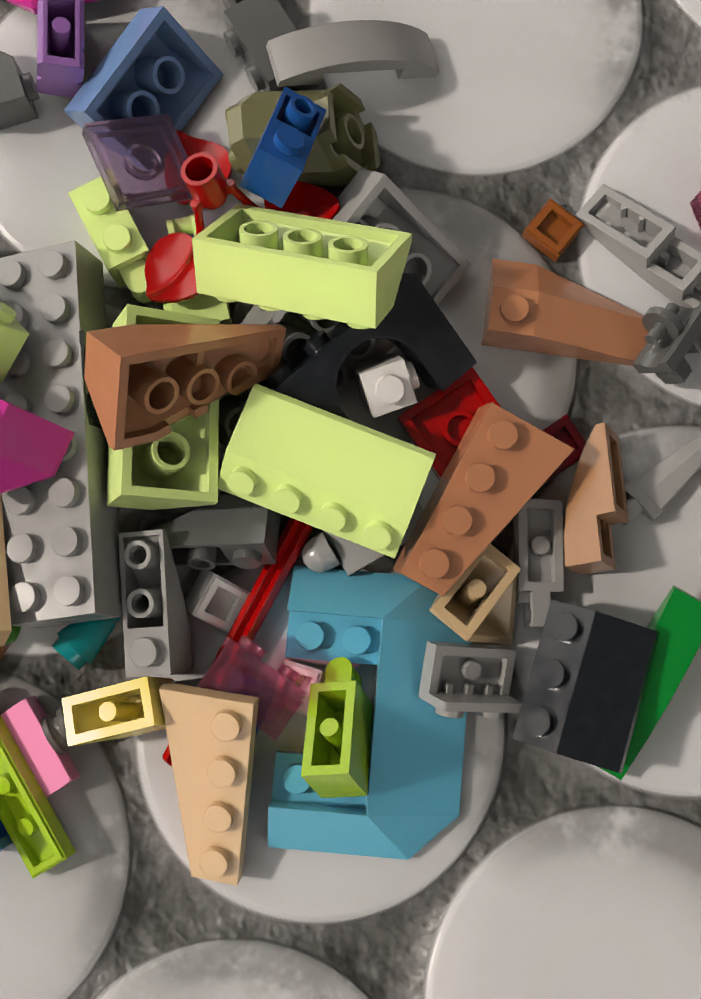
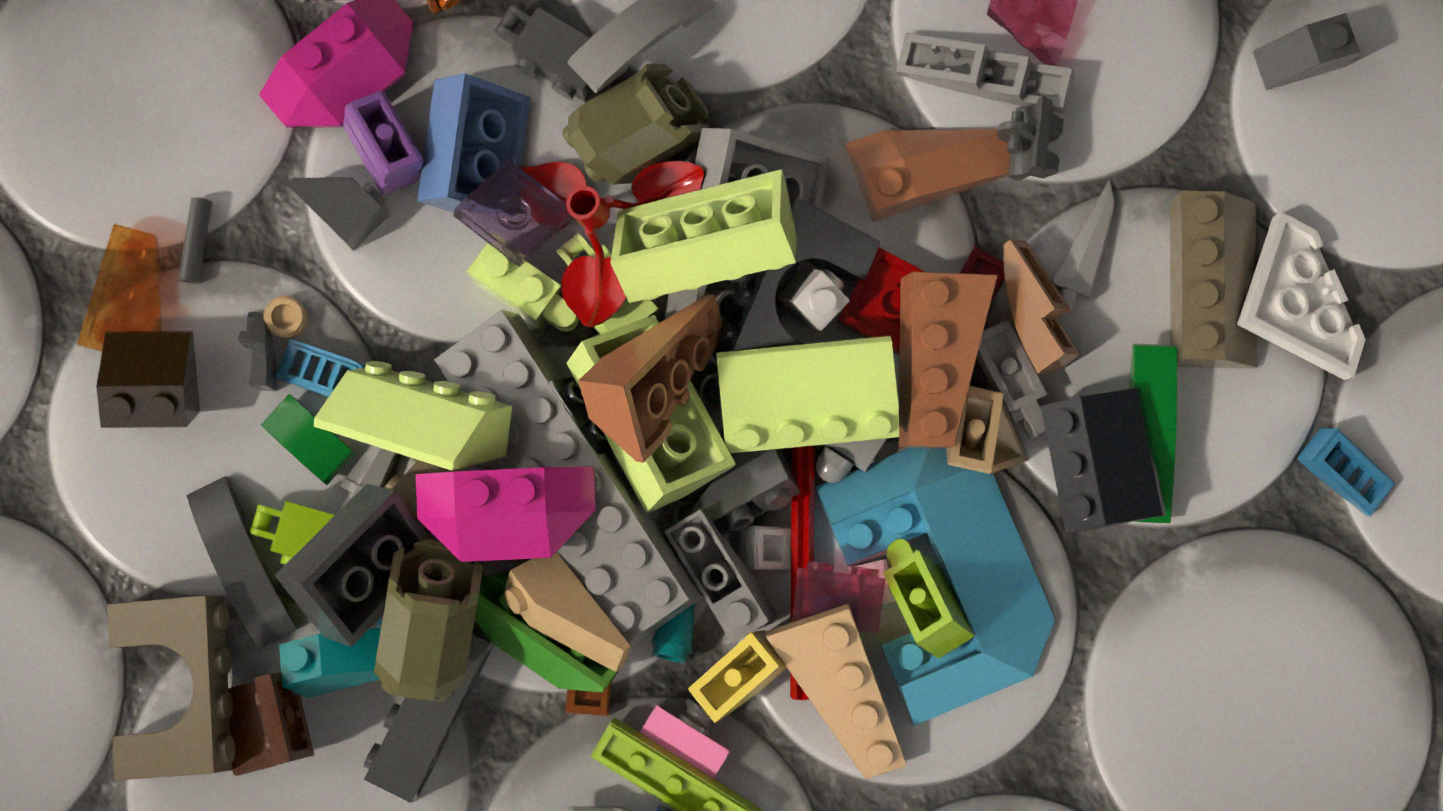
camera: 25 degrees left, 0 degrees up
(283, 147) = (637, 148): blue slope -> none
(468, 679) = (1007, 503): light grey bracket -> none
(552, 230) = (883, 93): dark orange tile -> none

